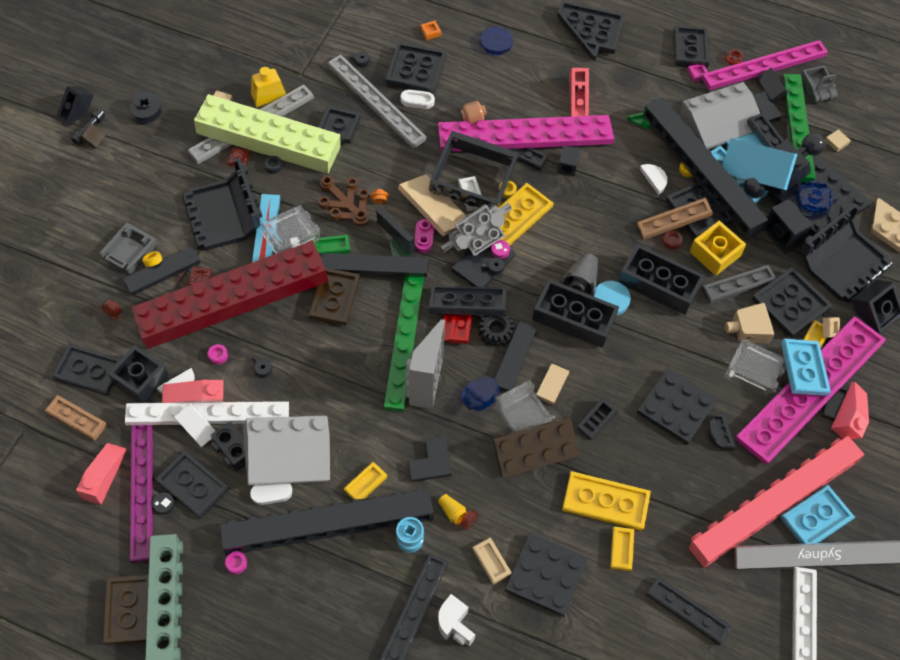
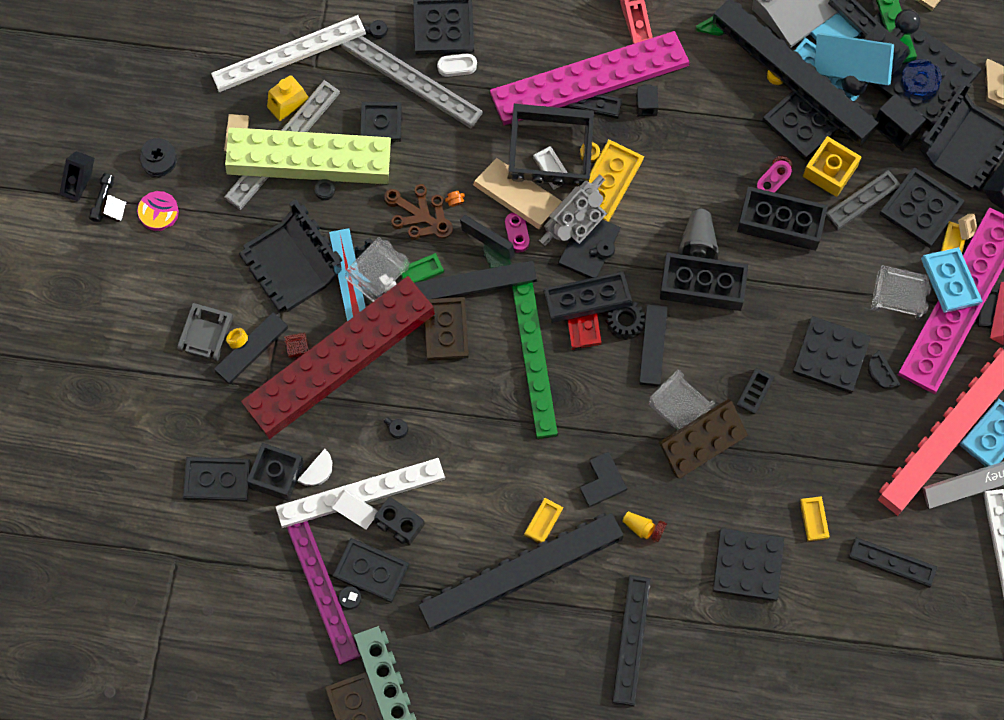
camera: 15 degrees left, 10 degrees up
(76, 417) = (225, 534): medium nougat tile -> none
(100, 474) = (276, 584): coral slope -> none
(111, 308) = (216, 406): clear red tile -> none
(129, 147) = (158, 210): none -> tile
(193, 392) = (339, 475): coral slope -> none
(217, 354) = (345, 425): dark pink tile -> none
(236, 562) = (443, 636): dark pink tile -> none
(243, 154) = (284, 191): clear red plate -> none
(271, 493) = (453, 556): white tile -> none
(282, 58) = (288, 53): none -> white tile
(287, 449) = (457, 510): light grey slope -> none
(410, 534) = (606, 562): medium azure wheel -> none
(425, 368) = (574, 395): light grey slope -> none
(449, 621) = (669, 636): white brick -> none
(473, 112) = (526, 68): nougat head -> none
(480, 393) = (631, 396): clear blue tile -> none
(491, 561) = (692, 566): tan tile -> none
(500, 249) = (604, 228): dark pink tile -> none
(552, 384) = (700, 365): tan tile -> none
(606, 501) = (786, 474): yellow tile -> none
(614, 293) = (736, 249): medium azure tile -> none
(655, 177) = (744, 94): white tile -> none
(662, 245) = (773, 177): none -> dark pink plate
(674, 218) = (778, 142): medium nougat tile -> none
(751, 324) = (886, 245): tan torso -> none

